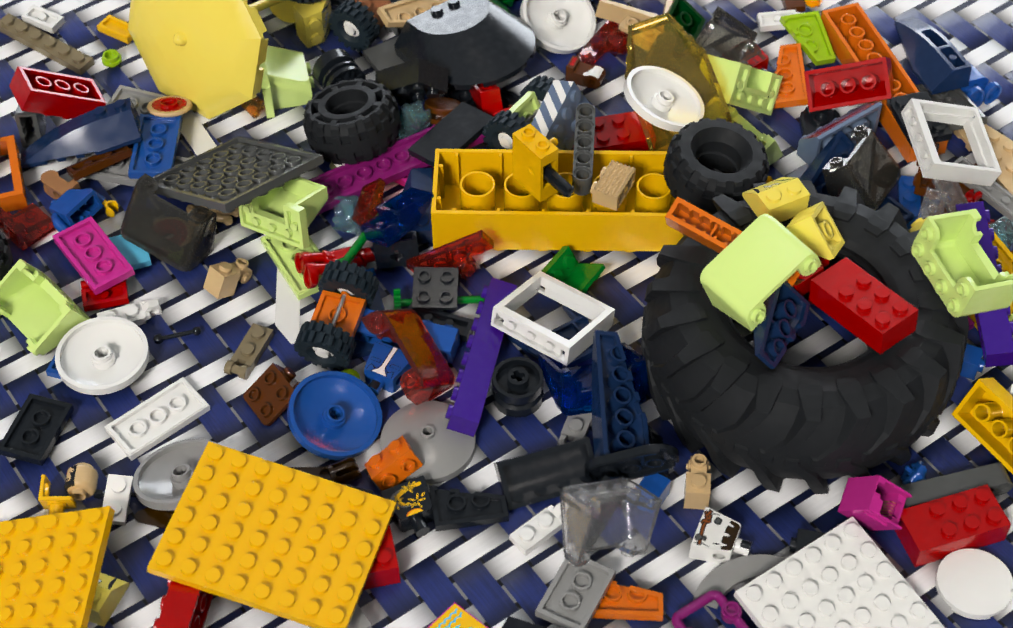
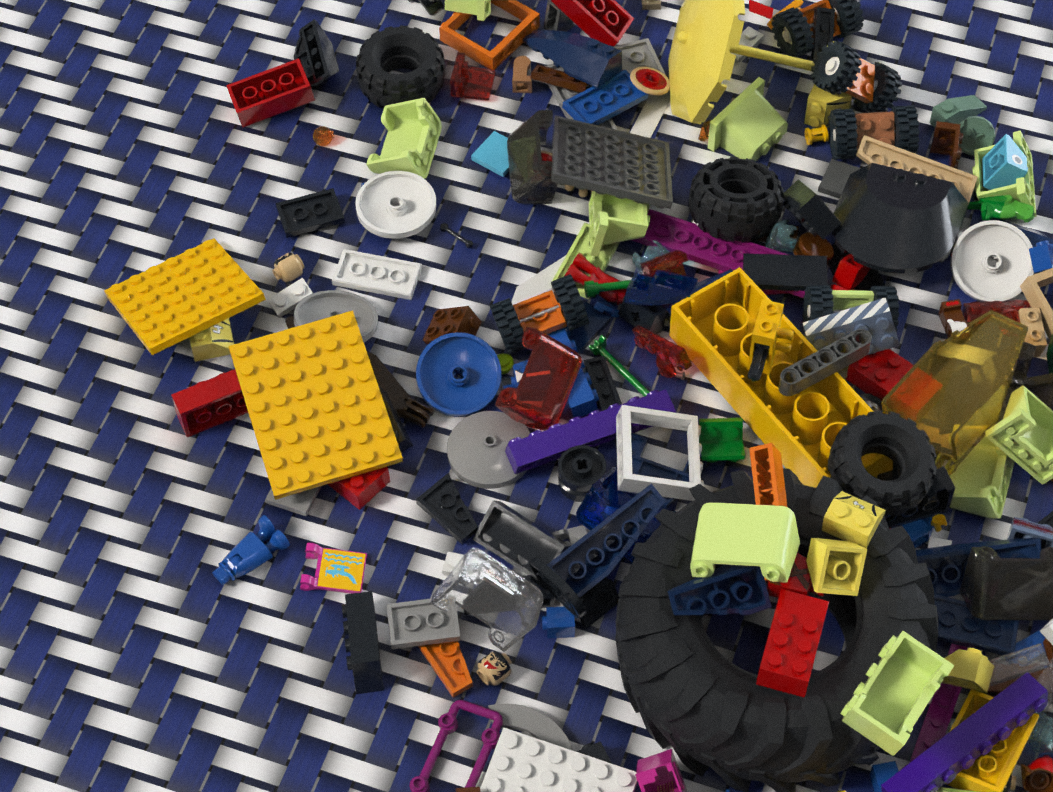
camera: 55 degrees right, 5 degrees up
(55, 504) = (259, 268): yellow bracket -> none
(78, 205) = (506, 97): blue torso -> none
(93, 255) = (473, 137): dark pink plate -> none
(111, 58) = (671, 14): lime plate -> none
(111, 297) = (451, 170): red plate -> none
(135, 312) = (450, 196): white hinge -> none
(224, 276) = (523, 225): tan brick -> none
(249, 351) = (477, 287): dark tan plate -> none
(329, 43) = (822, 131): none -> yellow bush
(335, 67) = (785, 157): black wheel -> none
(393, 464) = (445, 438): orange bracket -> none
(412, 506) = (421, 472): black torso -> none
(435, 288) = (628, 361): black bracket -> none
(613, 185) = (804, 406): tan brick -> none
(659, 569) = (494, 668): none -> tan head
(663, 98) = (936, 385): white dish -> none
(697, 483) = (587, 649): tan brick -> none
(718, 538) = (551, 691): white torso -> none

